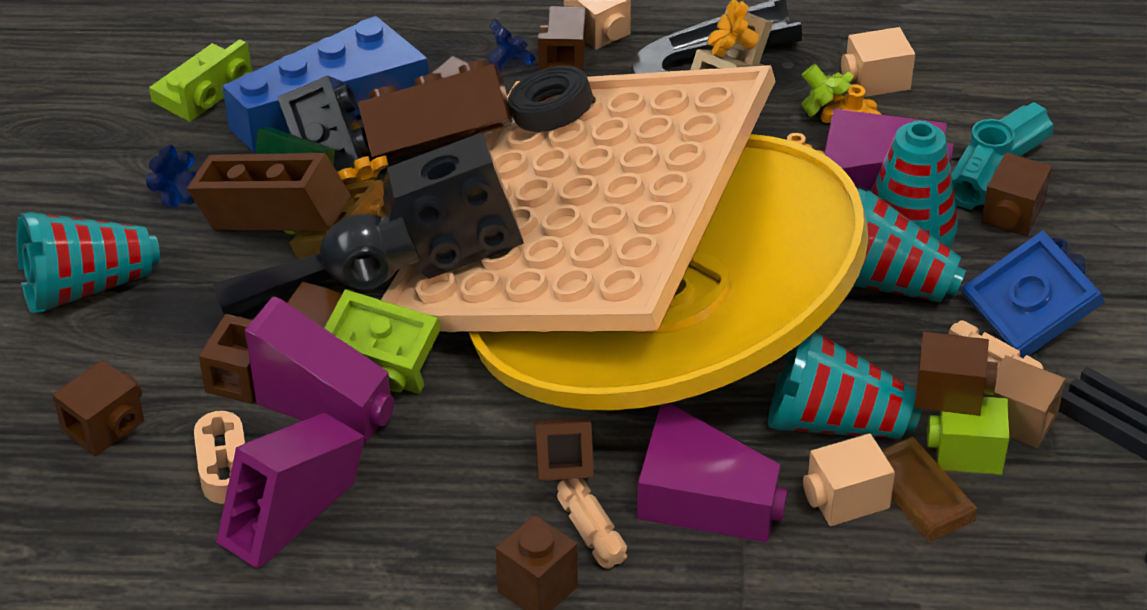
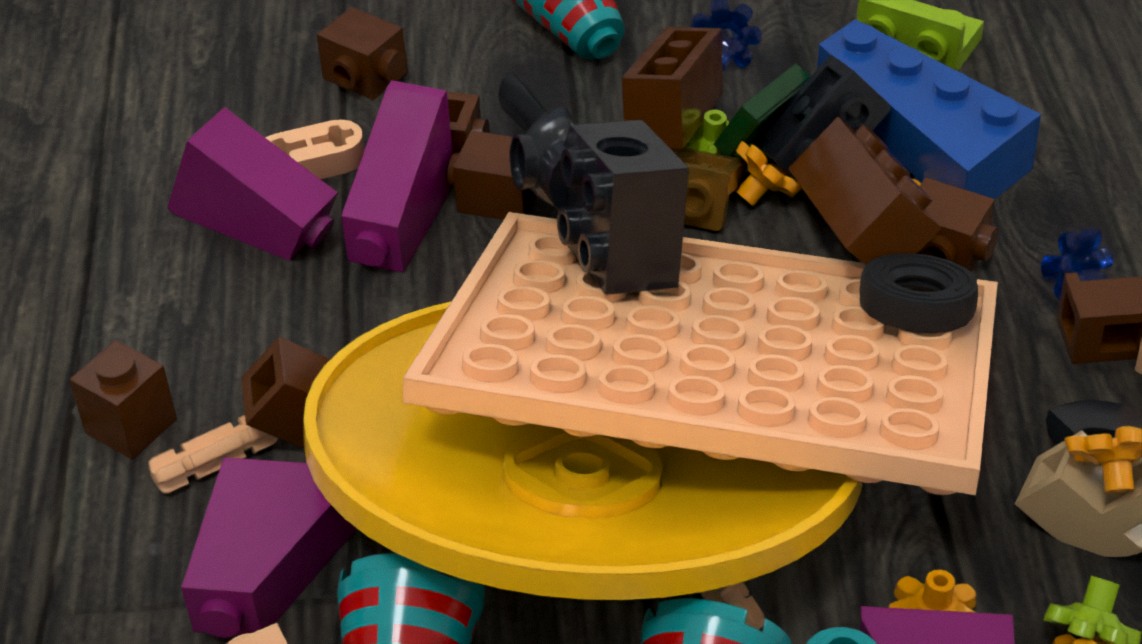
camera: 85 degrees right, 0 degrees up
(387, 335) = (459, 220): lime bracket -> none

